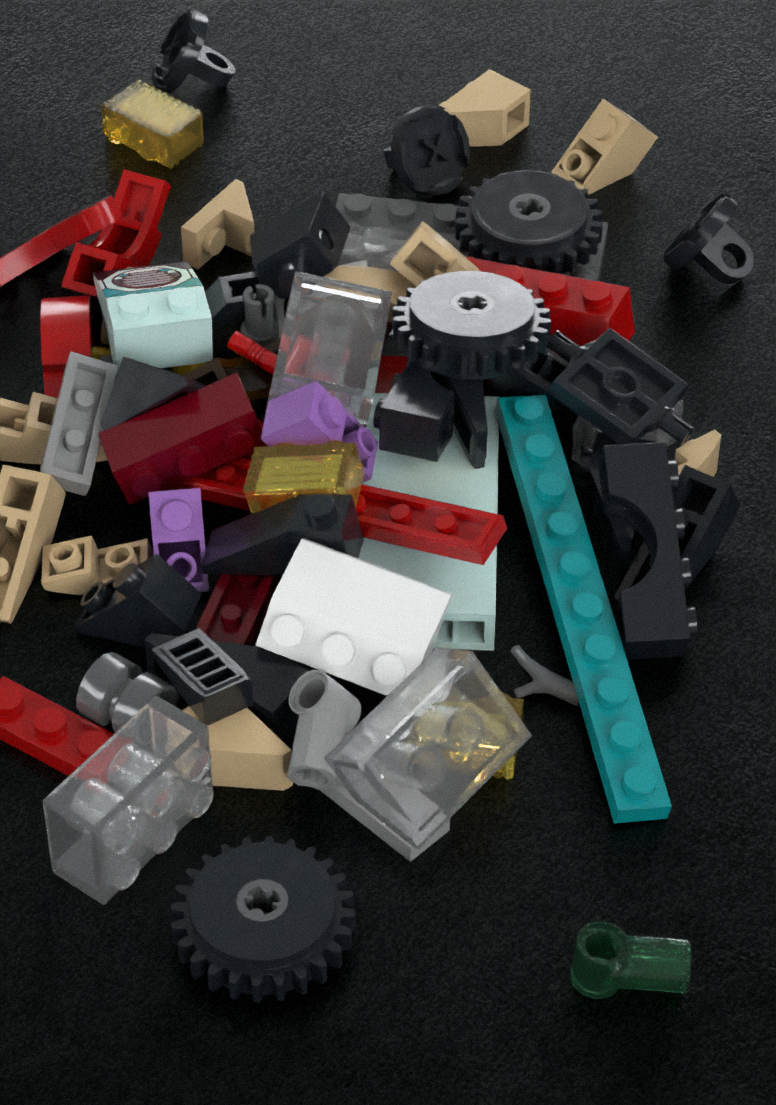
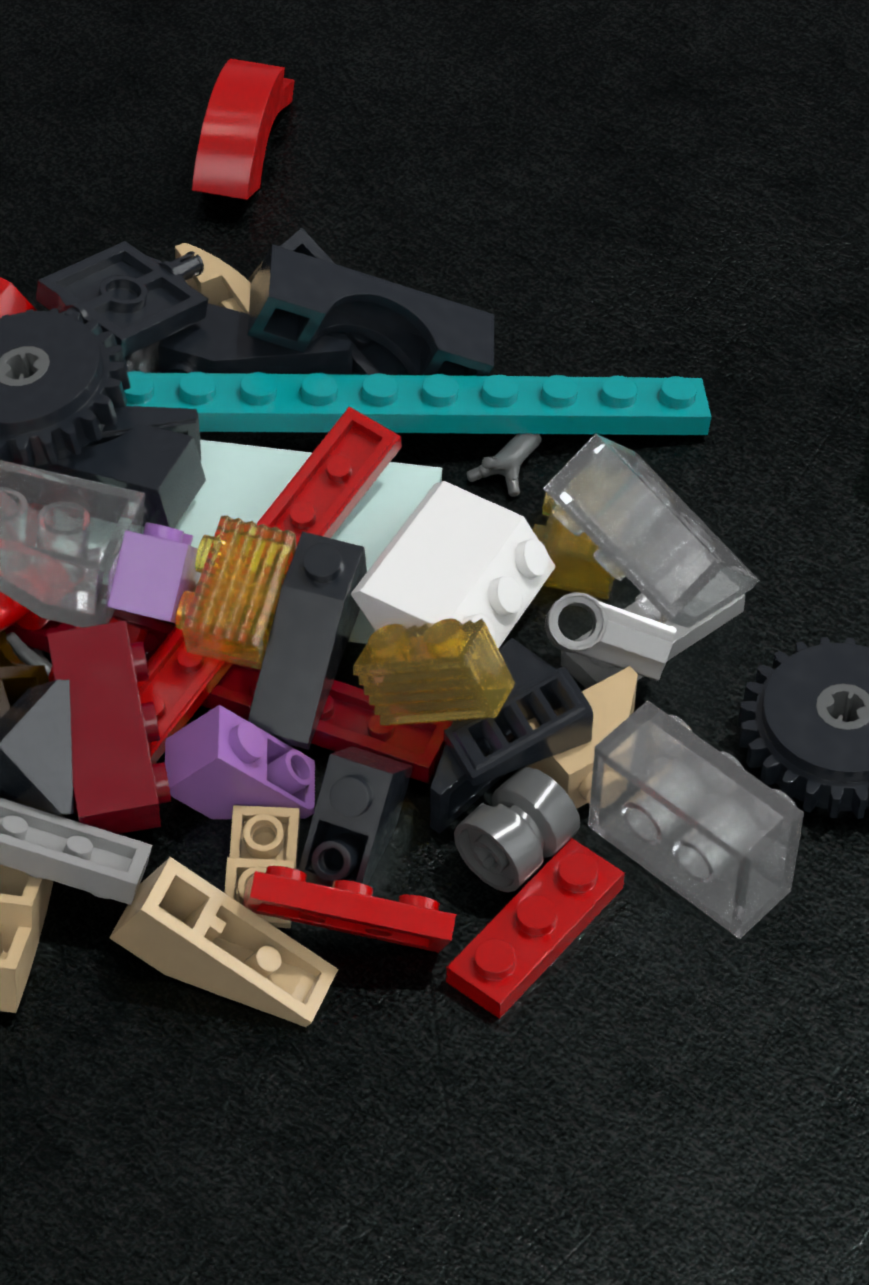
camera: 85 degrees left, 5 degrees up
(34, 601) = (349, 909): none -> red plate
(238, 604) = (433, 673): none -> clear yellow brick

